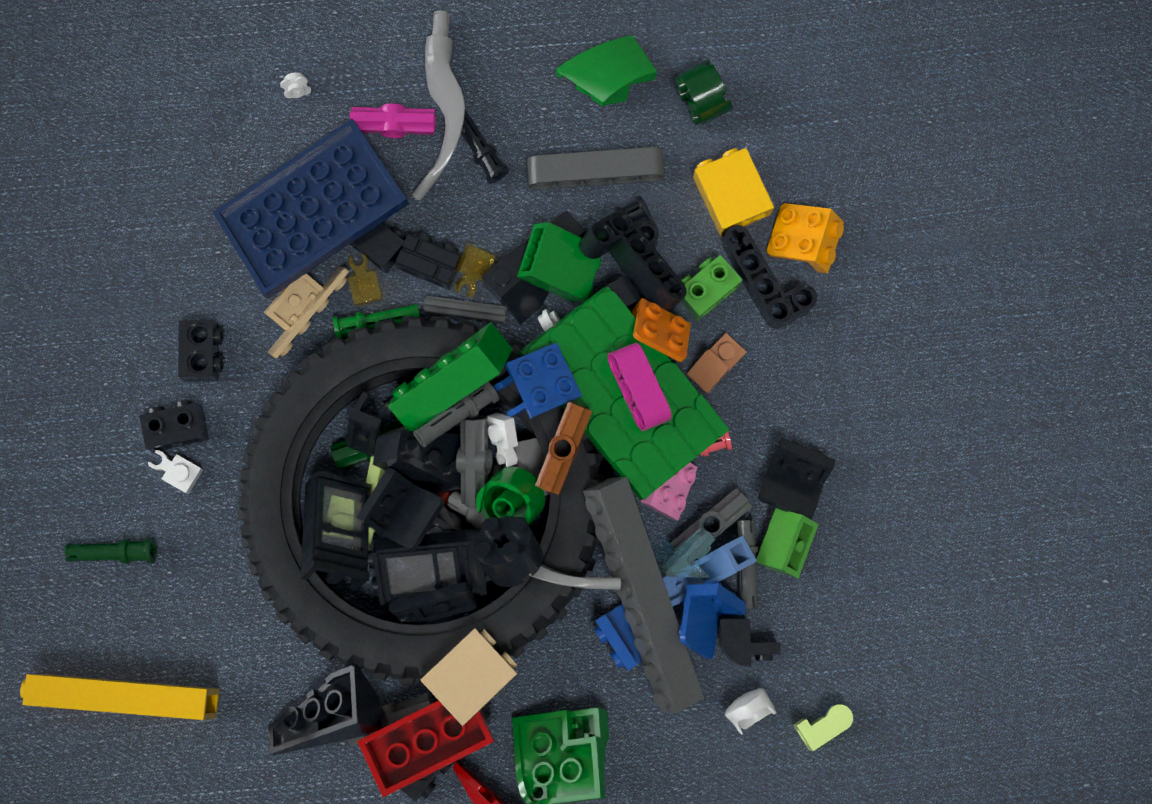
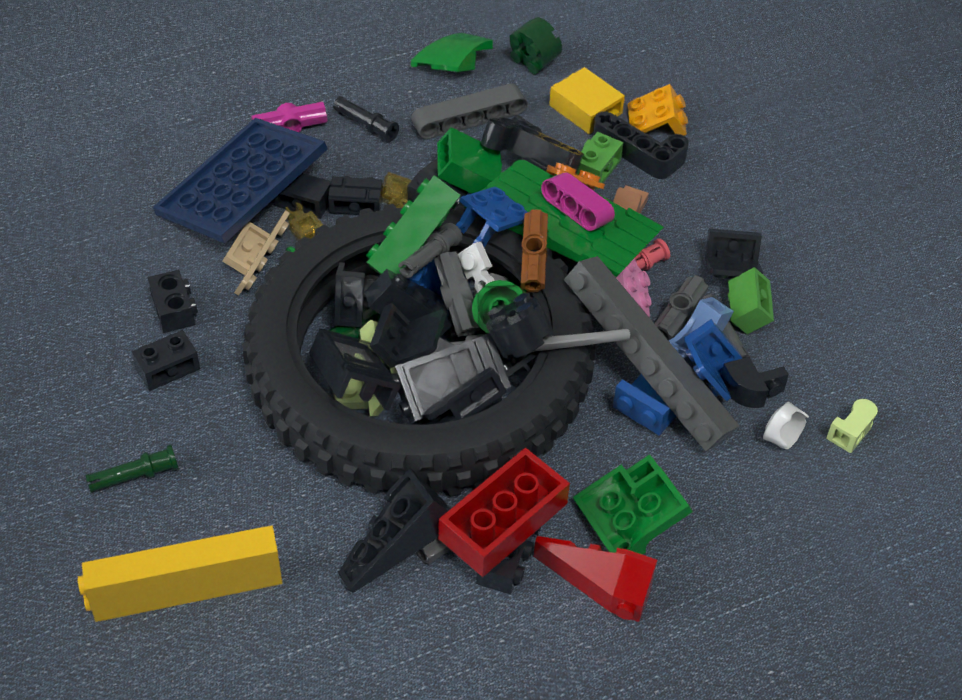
camera: 20 degrees left, 30 degrees down
(178, 472) = (179, 397): white plate -> none
(295, 85) = (192, 113): white plate -> none
(445, 92) = (325, 89): light grey animal -> none
(470, 675) = (525, 430): tan brick -> none
(683, 561) = (676, 322): clear light blue slope -> none

